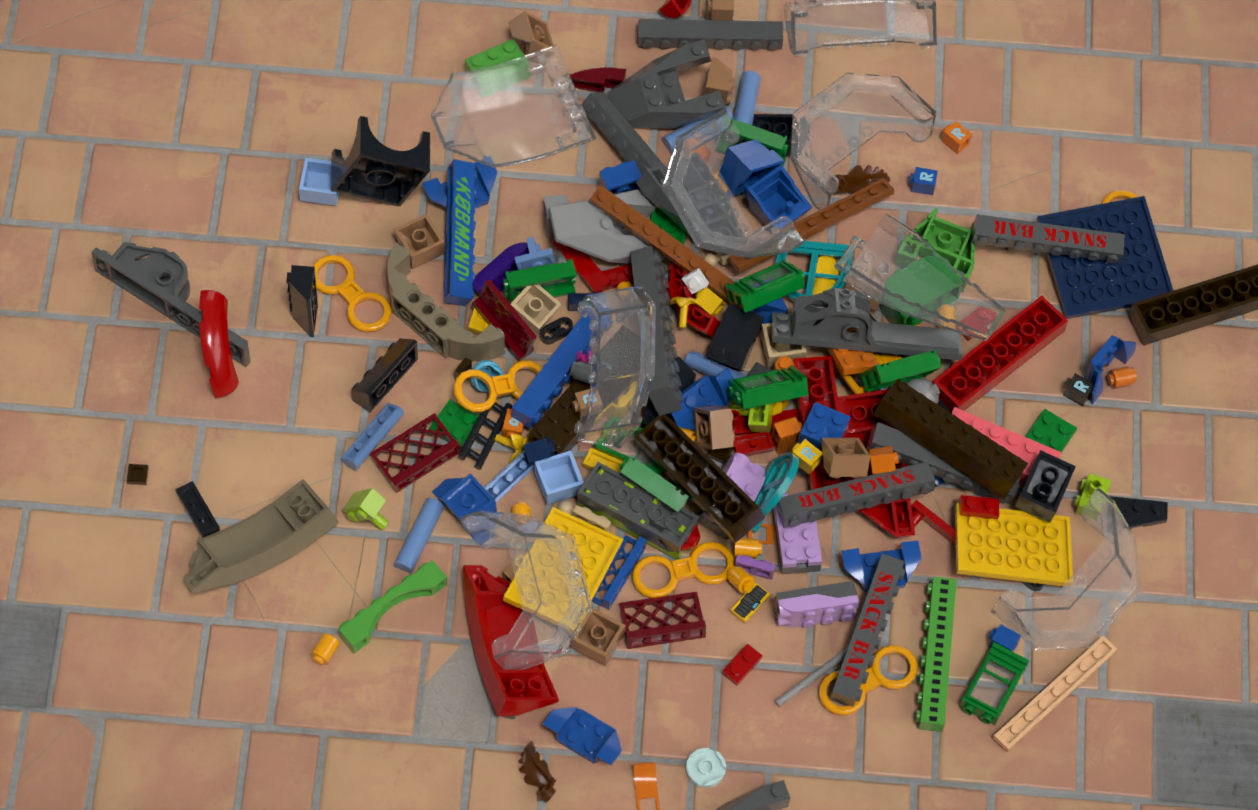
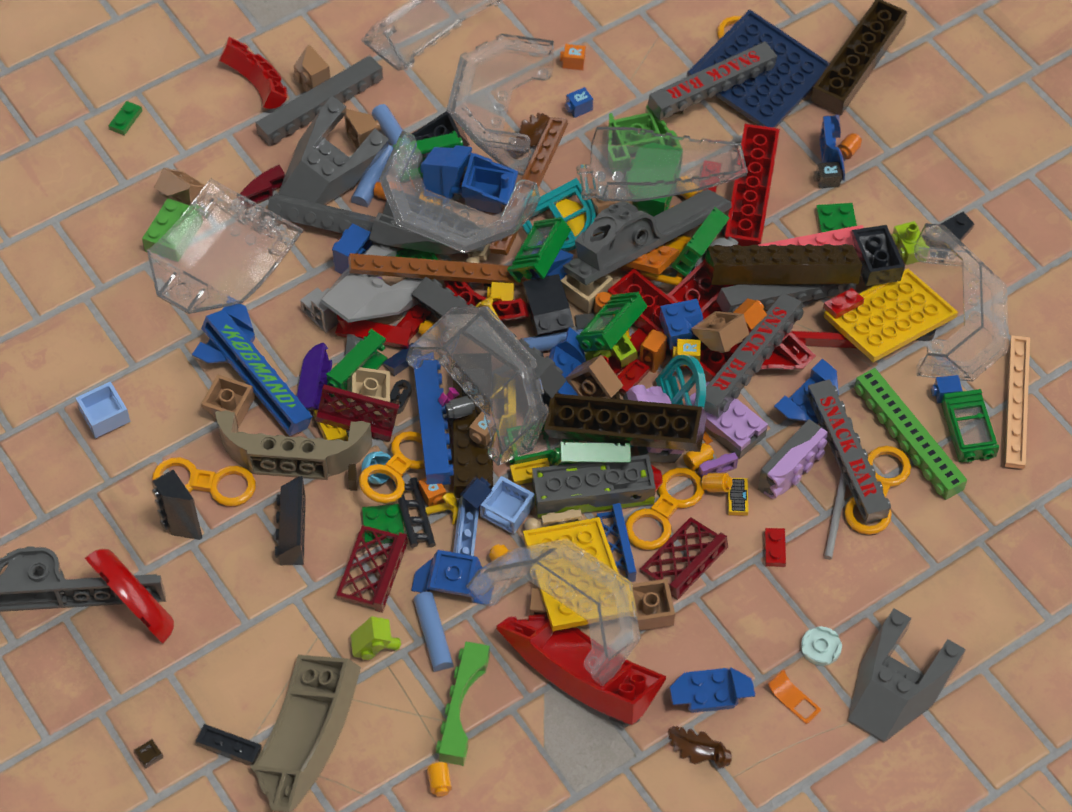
camera: 35 degrees left, 5 degrees down
(372, 436) = (324, 580): medium blue brick -> none
(379, 171) = (152, 361): black piece -> none
(535, 257) = (338, 348): medium blue bracket -> none
(695, 281) = (479, 283): white plate -> none

